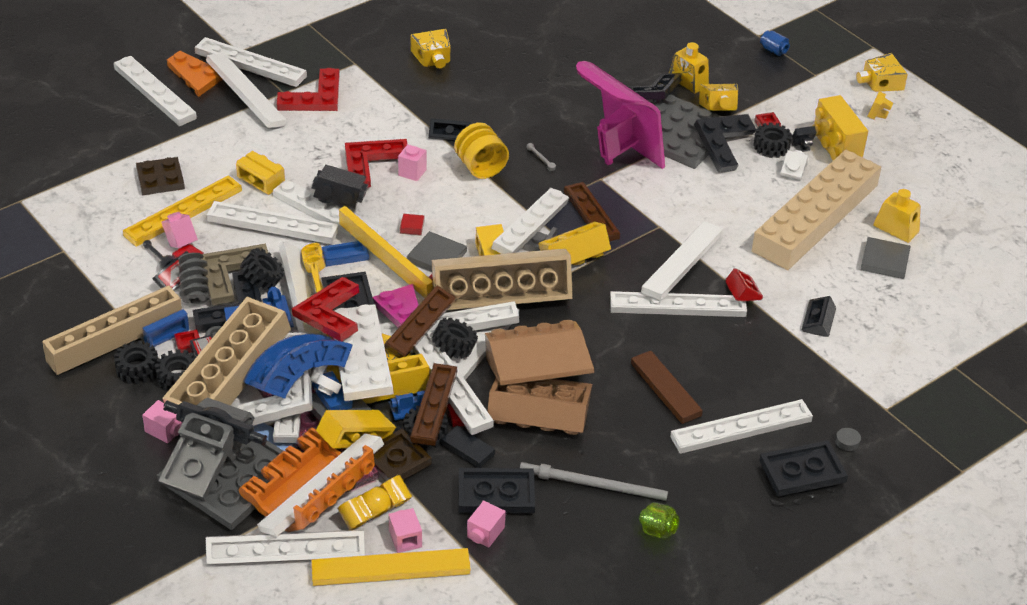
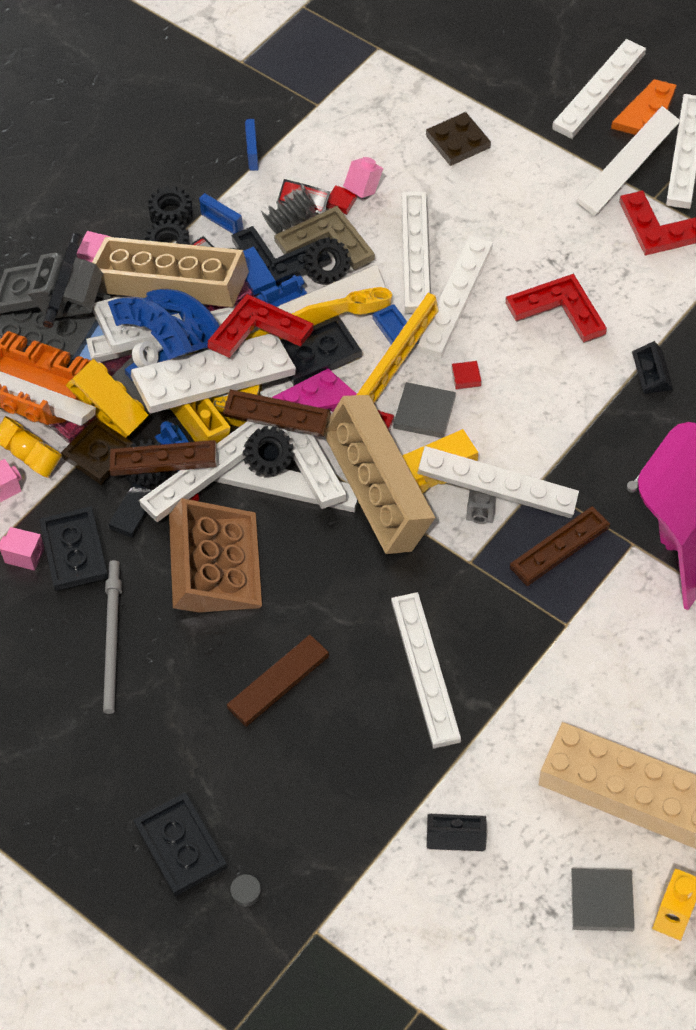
camera: 80 degrees right, 15 degrees up
(93, 294) = (251, 144): none -> blue tile
(108, 330) = (200, 173): tan brick -> none
(165, 260) = (323, 183): black hinge -> none
(183, 340) = (218, 237): red tile -> none
(191, 205) = (415, 175): yellow tile -> none
(260, 172) = (492, 215): yellow brick -> none
(339, 186) = (482, 287): black brick -> none
(412, 162) = (564, 344): bright pink brick -> none
(481, 150) = (604, 401): yellow wheel -> none
(537, 352) = (270, 537): medium nougat slope -> none
(581, 242) = (472, 535): yellow brick -> none
(659, 520) = (61, 706): clear neon green head -> none
(682, 260) = (500, 657): white tile -> none
(741, 426) = (238, 772): white tile -> none
(743, 286) = (474, 734): red slope -> none

